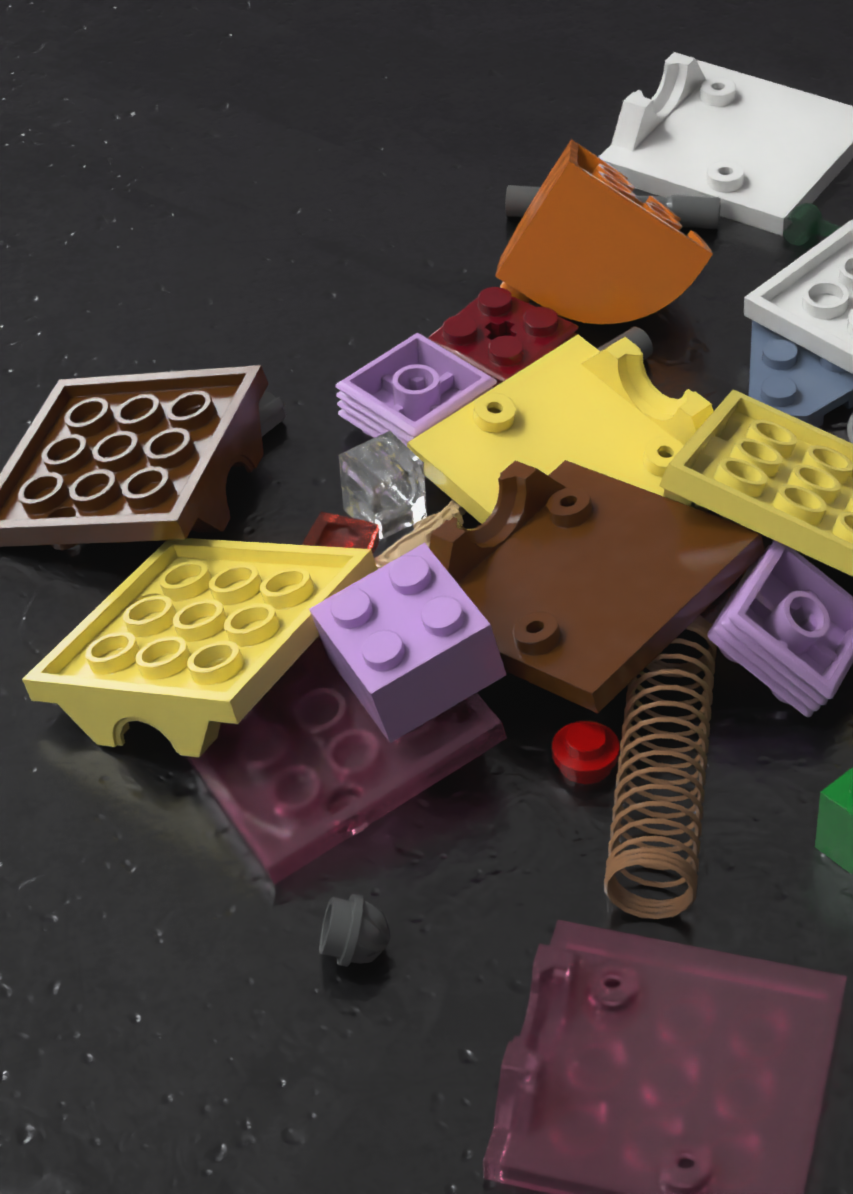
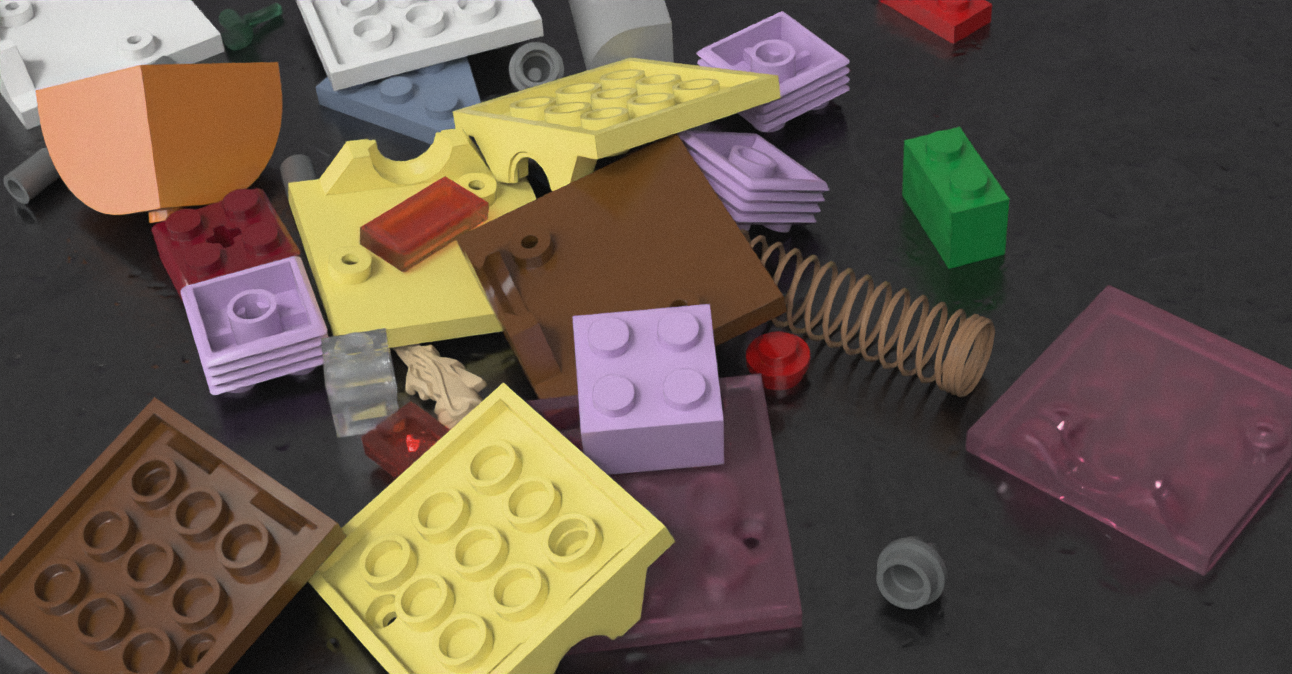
camera: 65 degrees left, 0 degrees up
(580, 436) = (423, 224): none -> clear red tile

